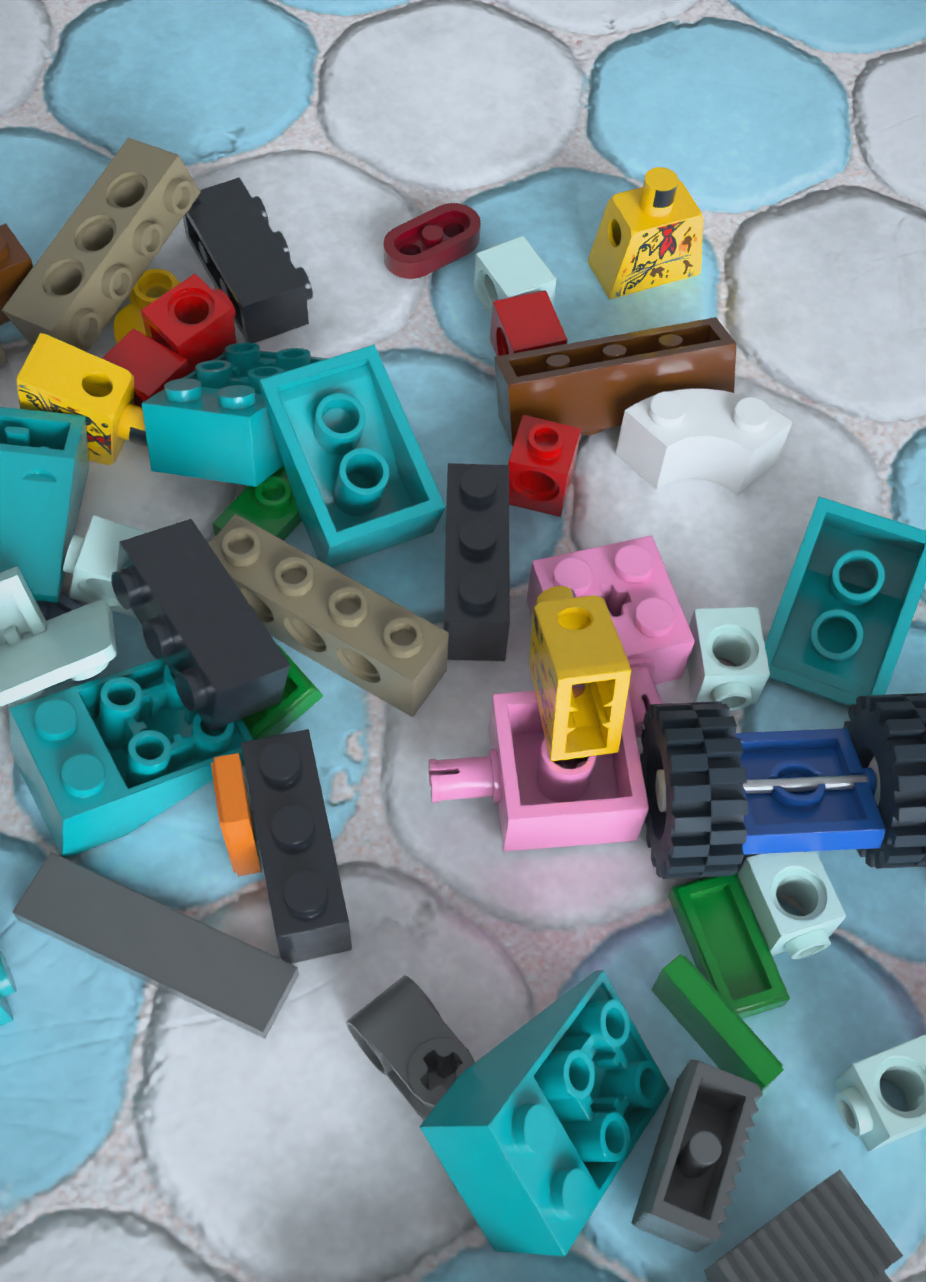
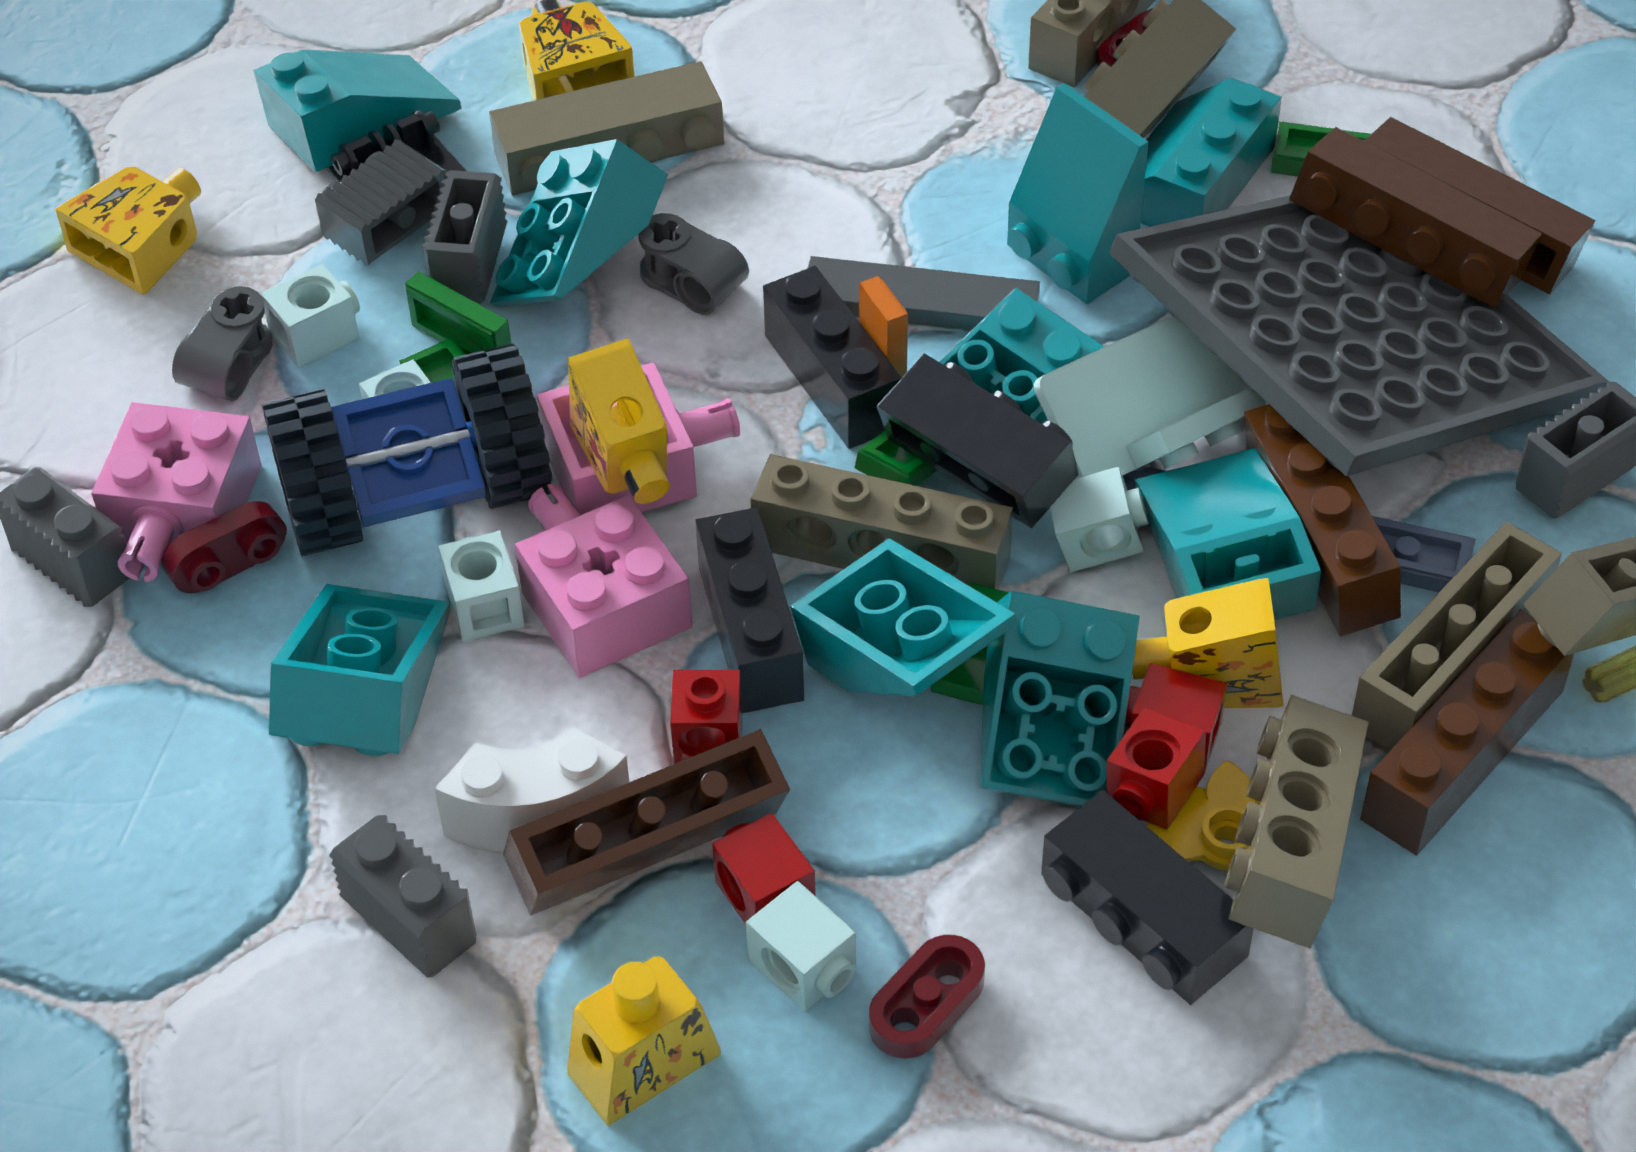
camera: 170 degrees right, 10 degrees down
(817, 384) = (404, 895): none -> dark grey brick

